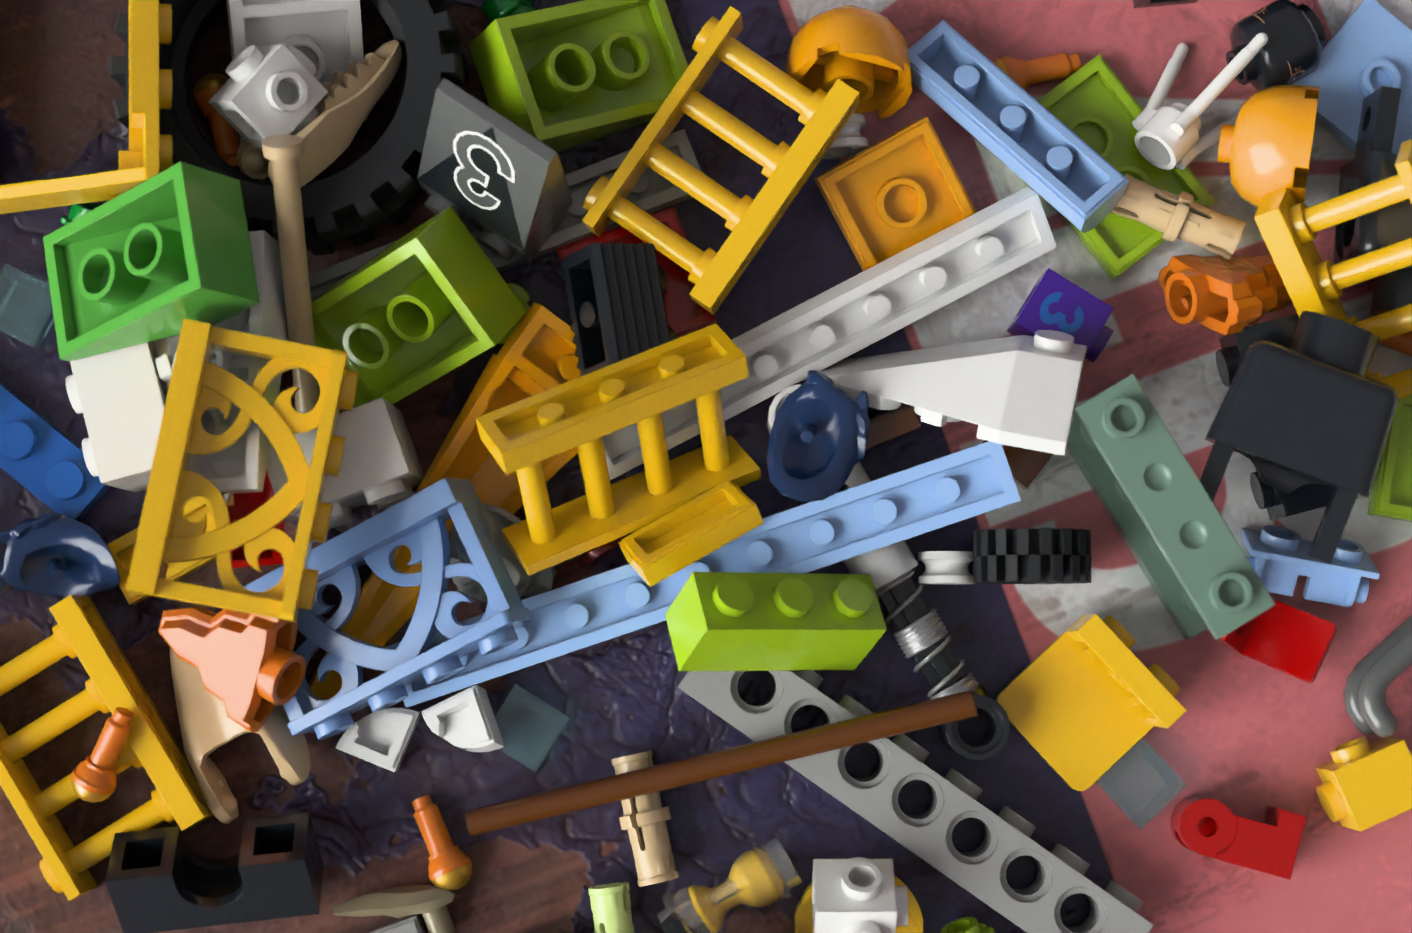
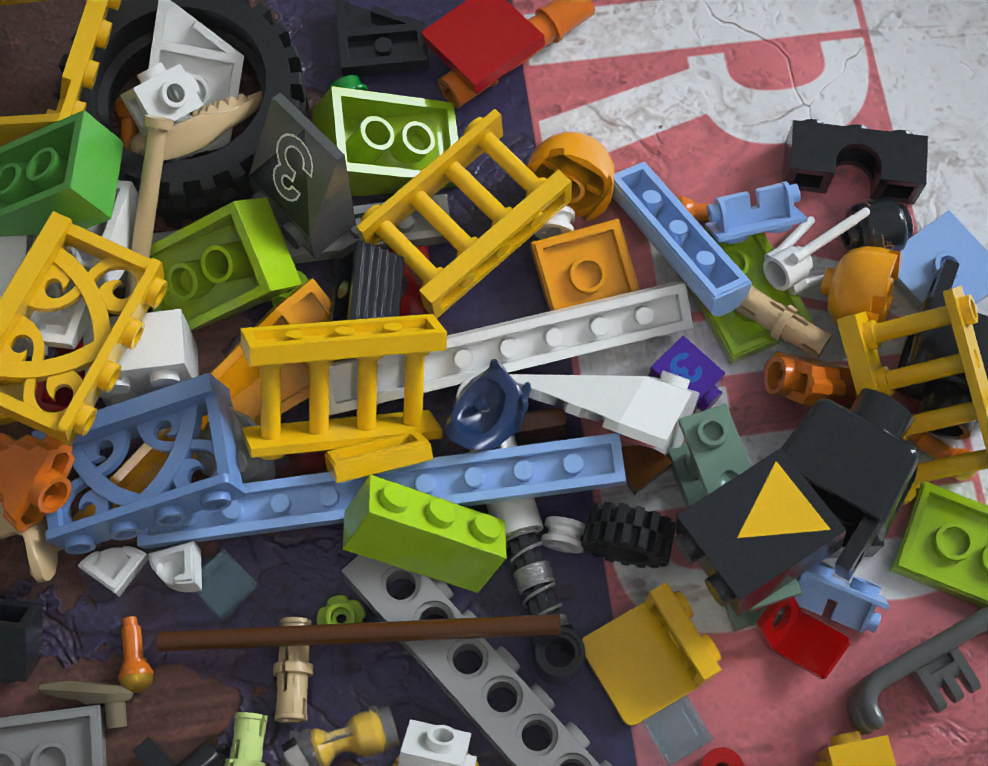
camera: 10 degrees right, 15 degrees down
(684, 722) = (338, 606): none -> lime plate
(1088, 83) = (735, 219): none -> light blue hinge
(1210, 549) = (758, 532): none -> black brick

